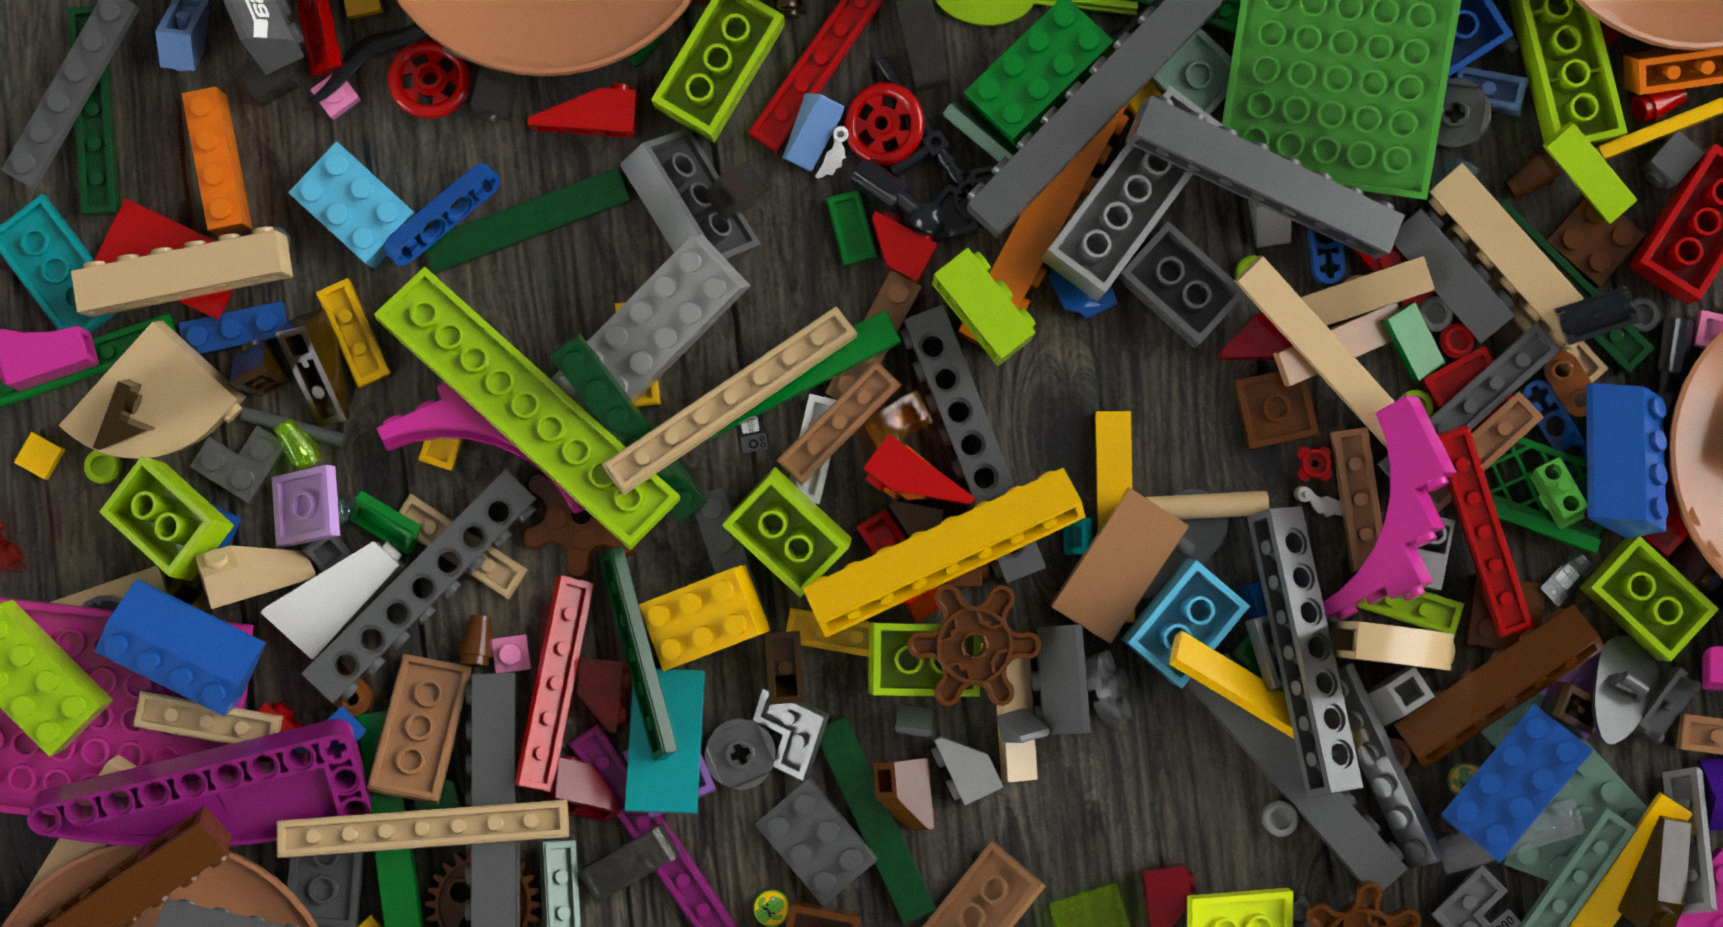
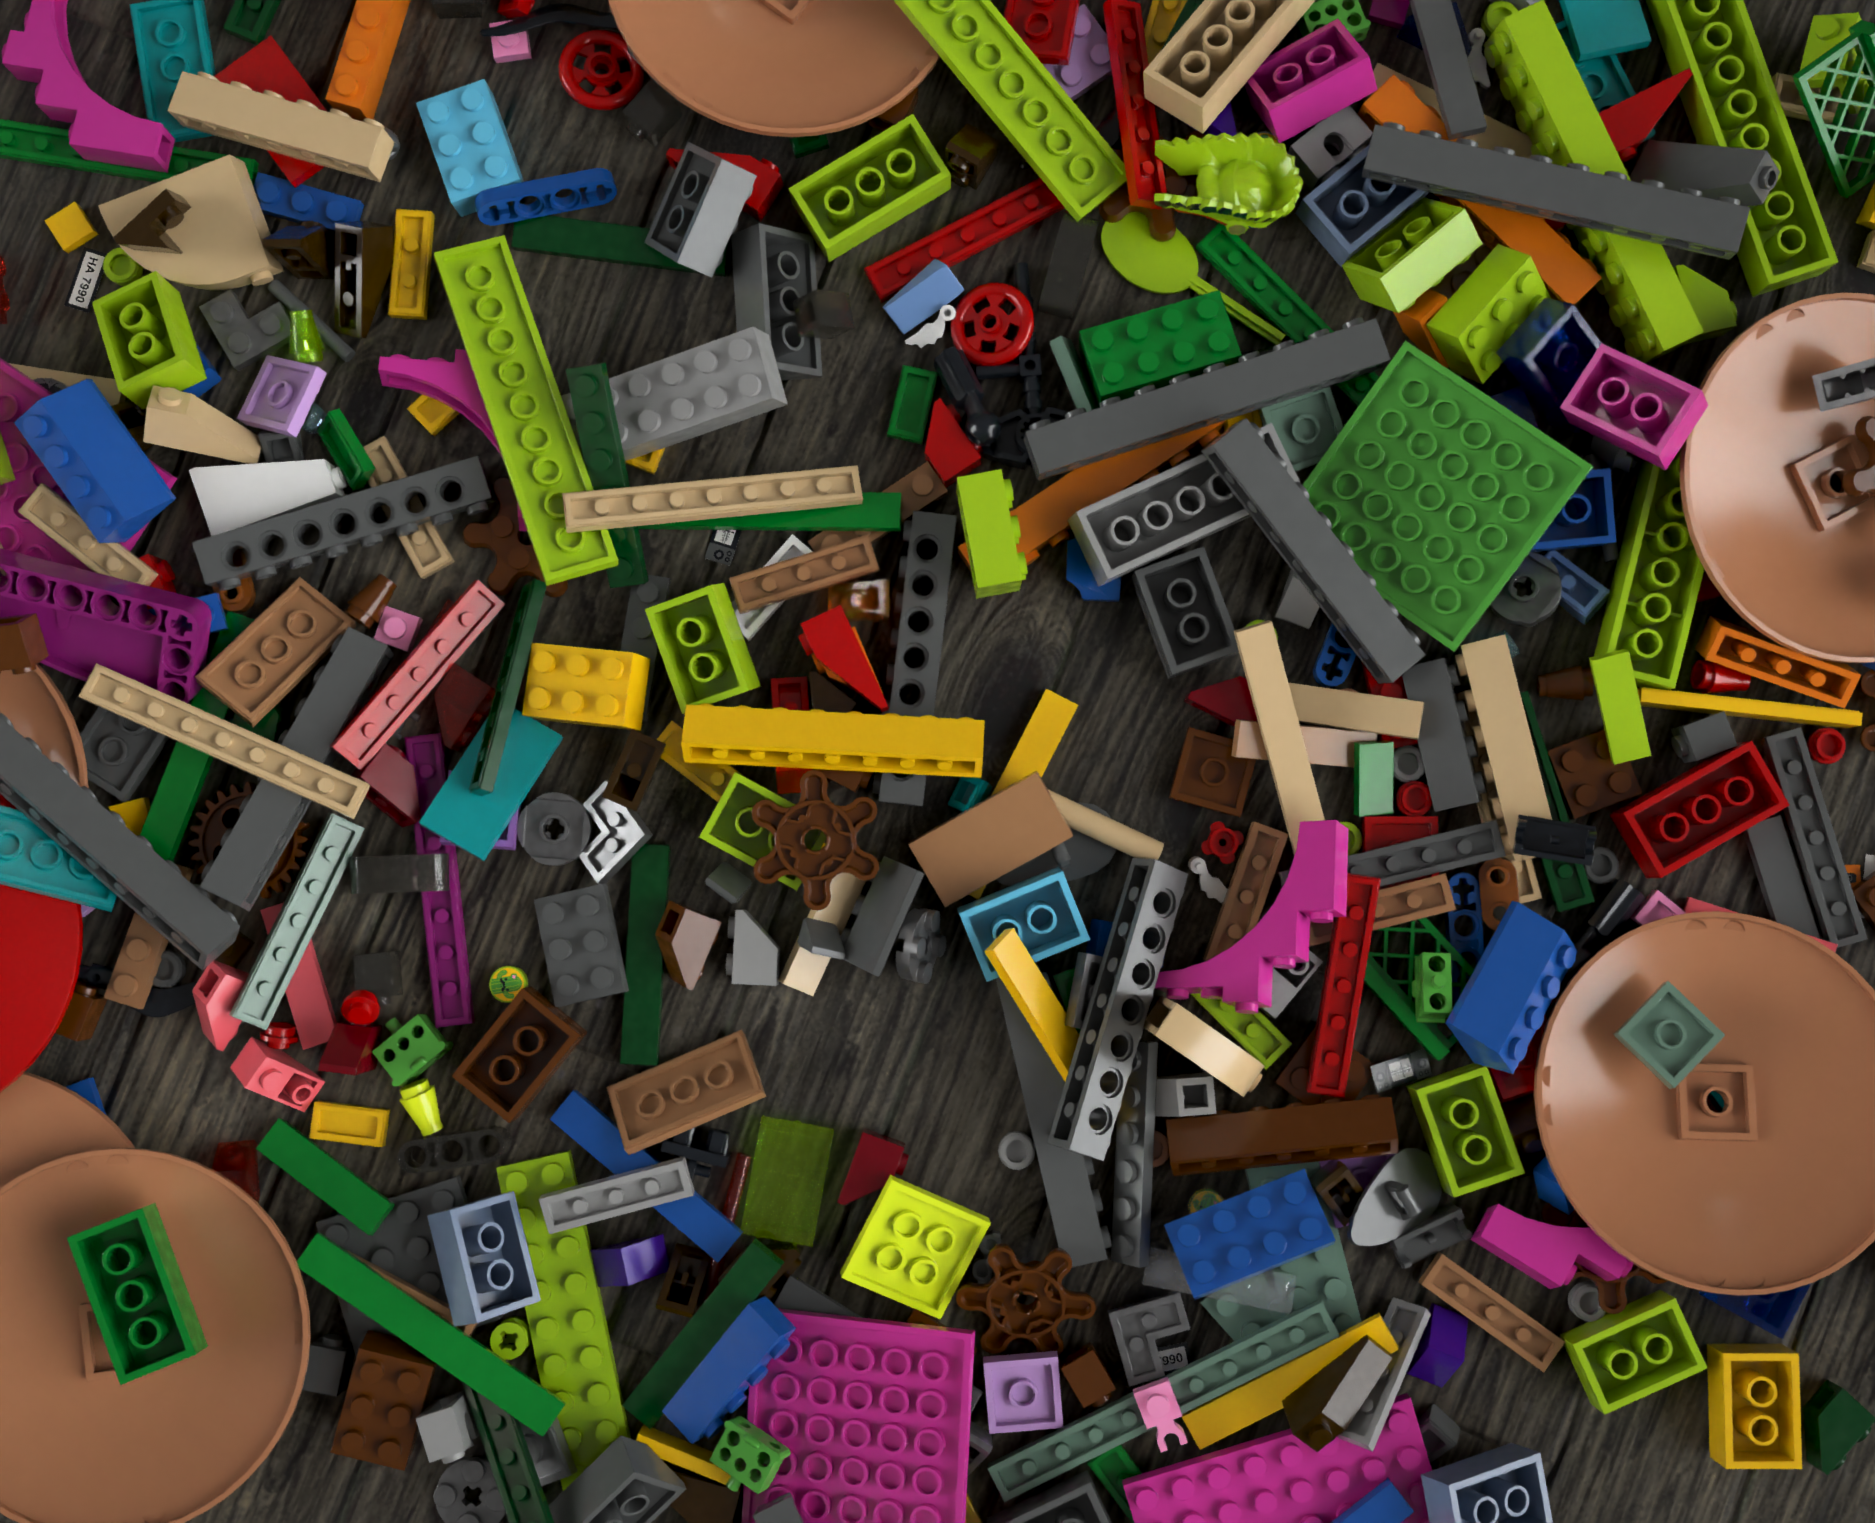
camera: 30 degrees right, 0 degrees up
(76, 494) = (86, 280): none -> sticker
(584, 157) = (700, 210): none -> dark grey slope

